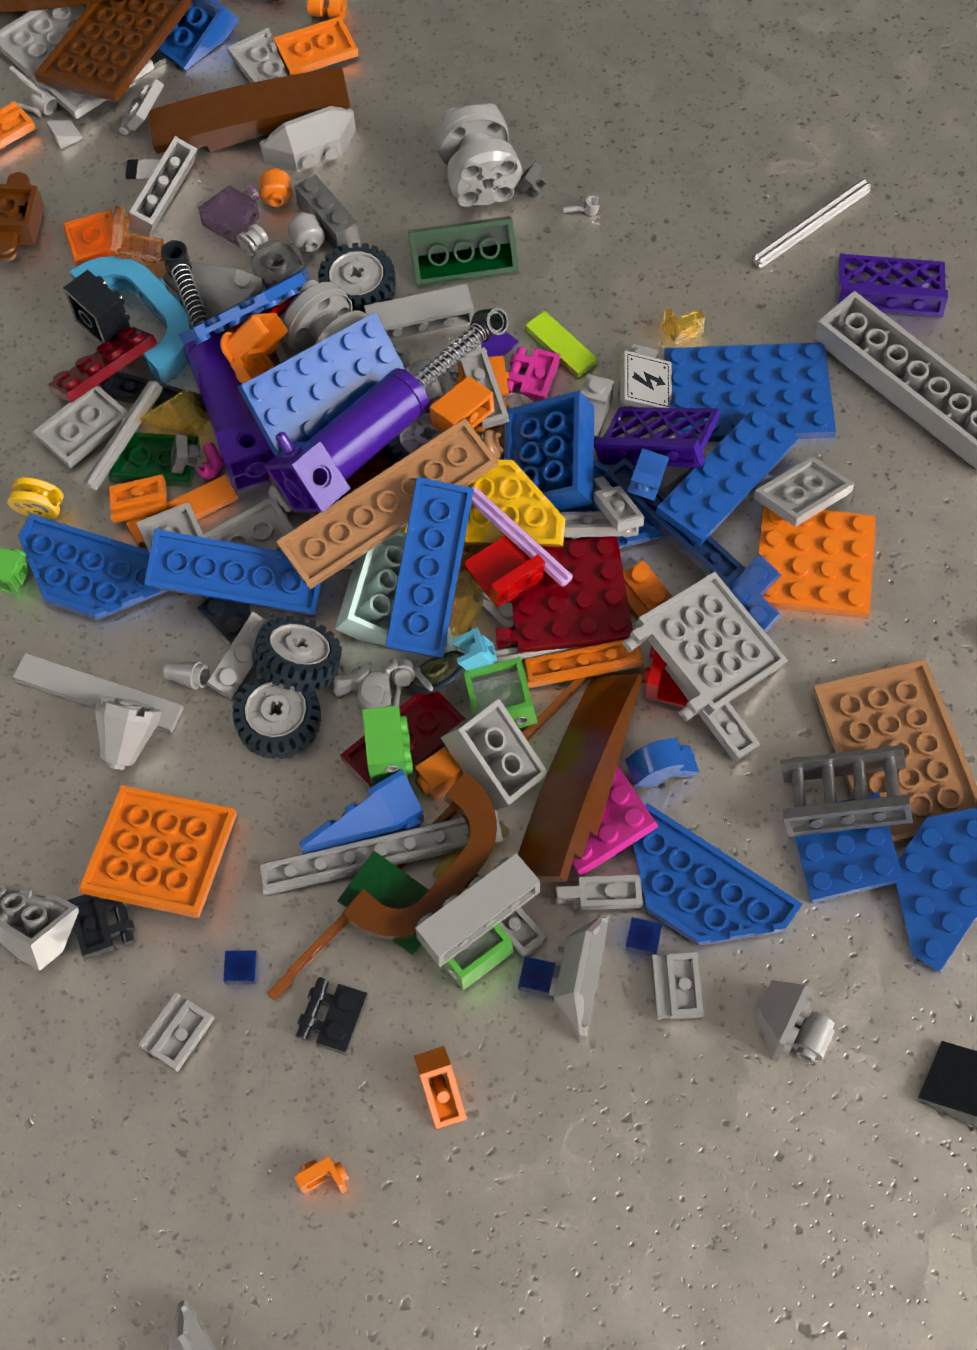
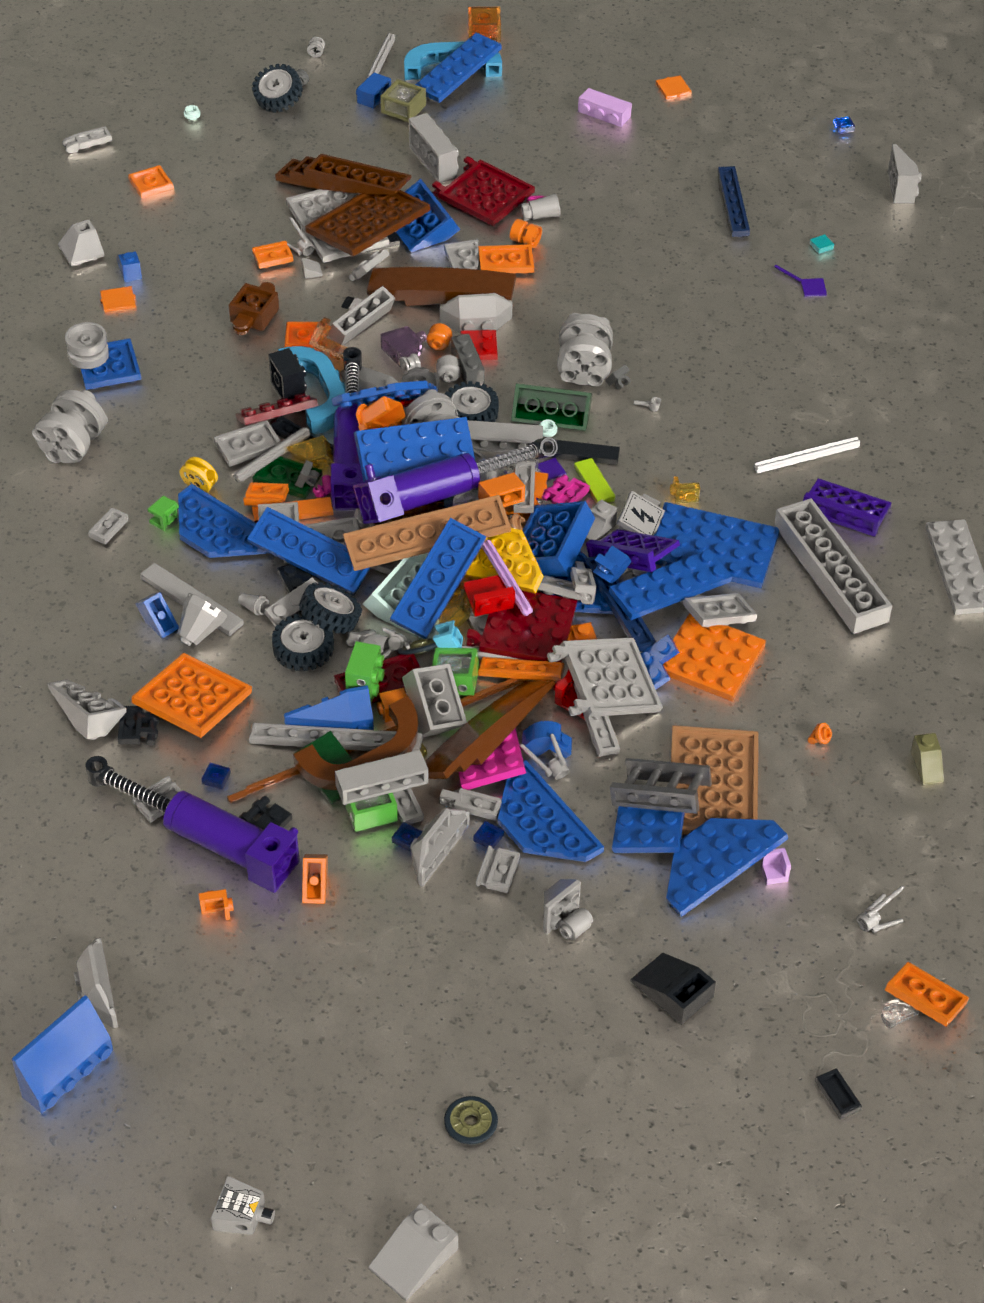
camera: 15 degrees right, 15 degrees down
(61, 735) = (157, 614): none -> blue slope
(270, 1060) = (266, 854): none -> dark purple piece
(337, 178) = (484, 342): none -> red wing
(472, 280) = (549, 428): none -> light aqua plate
(532, 302) = (583, 451): none -> black tile
(692, 798) = (557, 765): none -> light grey plant

